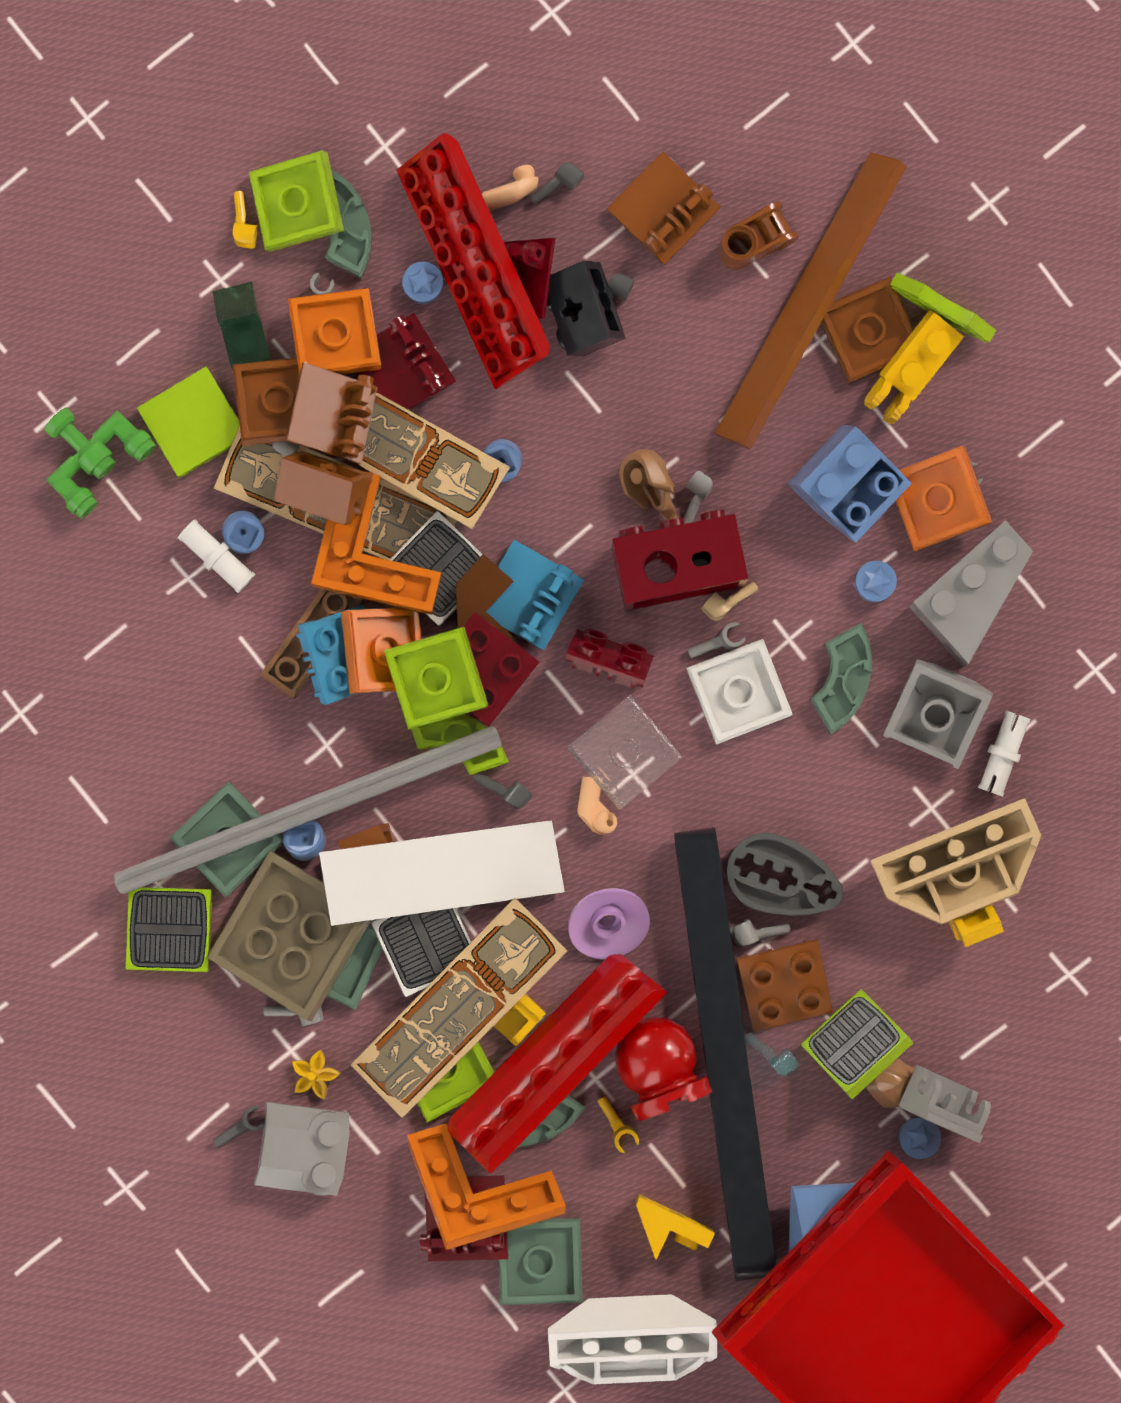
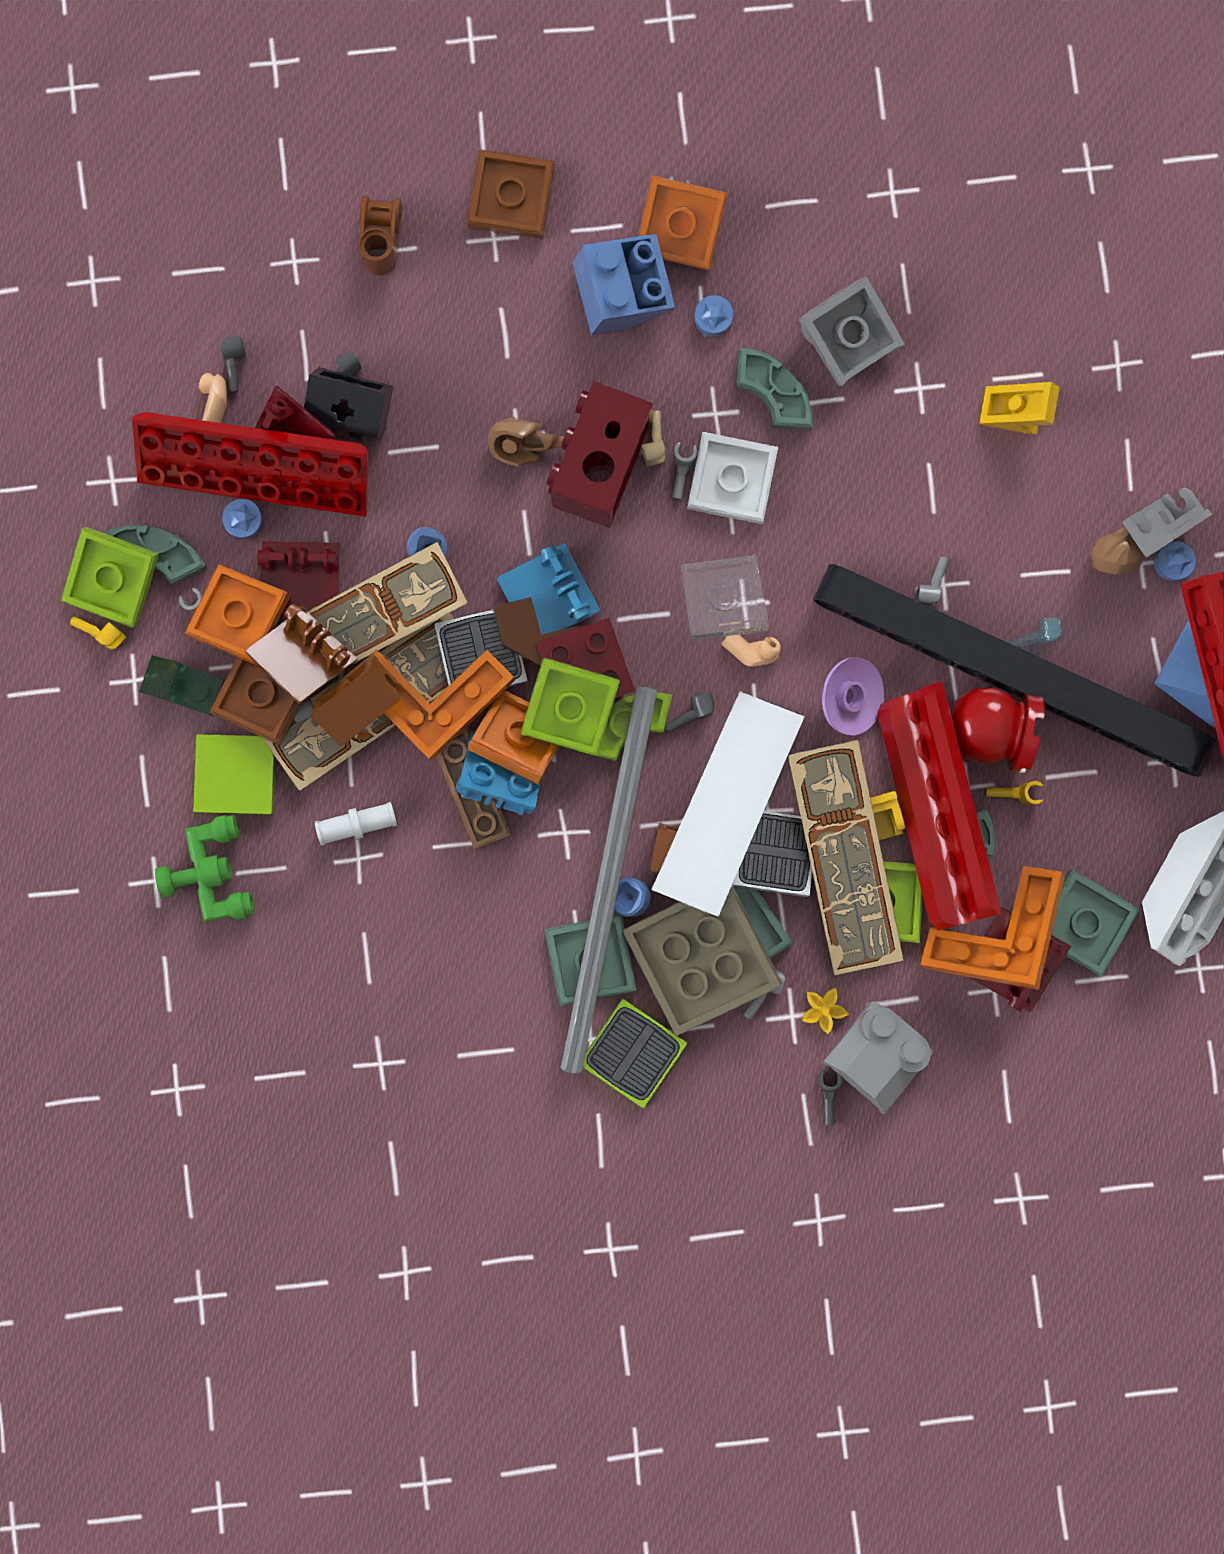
camera: 65 degrees left, 0 degrees up
(243, 532) = (350, 790): medium blue tile -> none
(593, 649) = (653, 548): dark red hinge -> none
(660, 1220) = (1117, 806): yellow slope -> none
(664, 208) = (308, 290): dark orange hinge -> none
(701, 486) = (550, 403): light grey hand -> none
(782, 853) = (883, 525): dark grey piece -> none
(785, 985) = (988, 588): dark orange hinge -> none
(810, 300) = (457, 222): dark orange tile -> none
(857, 1043) = (1073, 560): tile -> none
(914, 365) = (562, 175): yellow hinge -> none
(950, 312) = (544, 117): lime tile -> none
(962, 865) = (986, 385): tan wedge -> none
(971, 593) = (772, 243): light grey wedge -> none
(1004, 753) = (914, 302): white pin -> none

